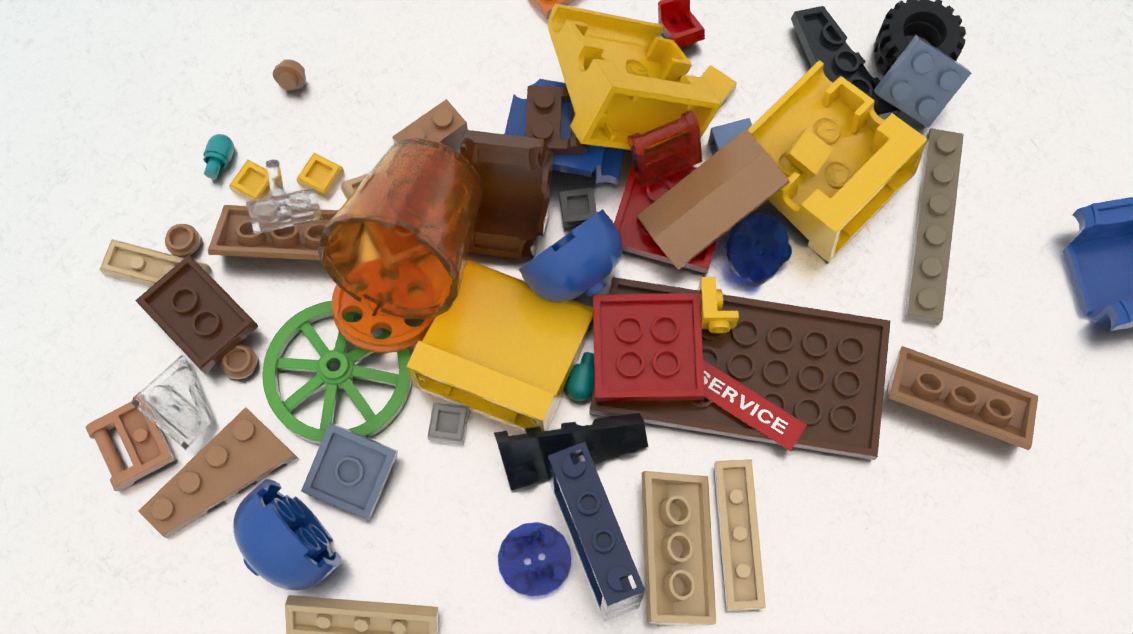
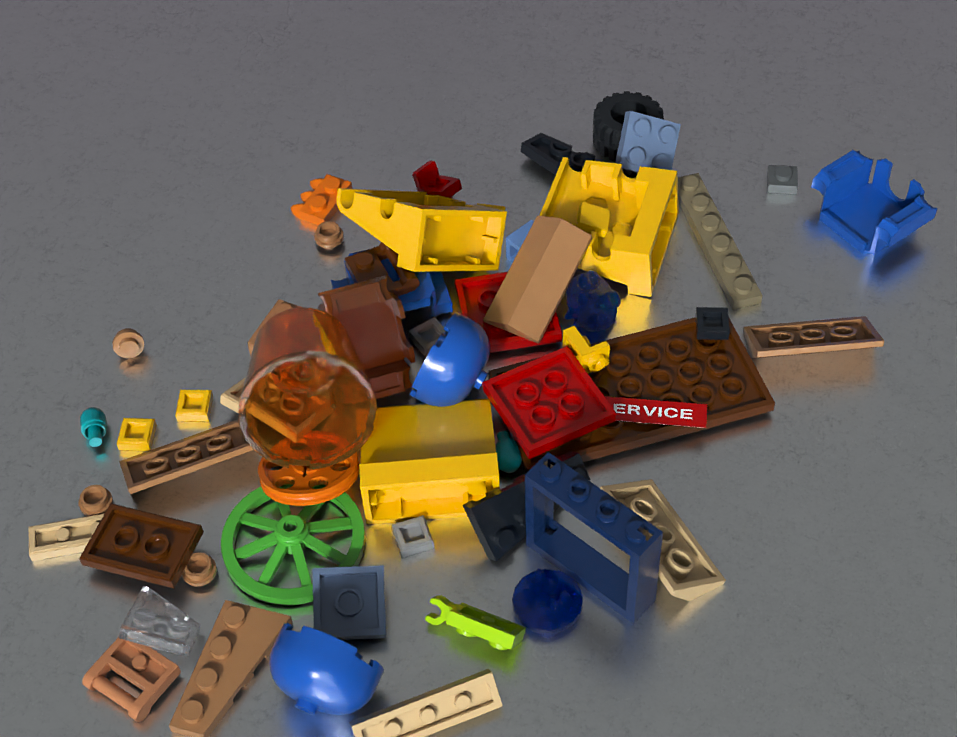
camera: 25 degrees left, 20 degrees down
(282, 209) = (172, 442): clear plate -> none
(456, 551) = (476, 622): none -> lime plate
(538, 35) = (328, 235): none -> medium nougat plate
(668, 156) = (484, 267): clear red plate -> none
(739, 535) = (704, 506): tan plate -> none
(864, 336) = (712, 323): none -> black plate
(1052, 183) = (782, 179): none -> dark grey plate

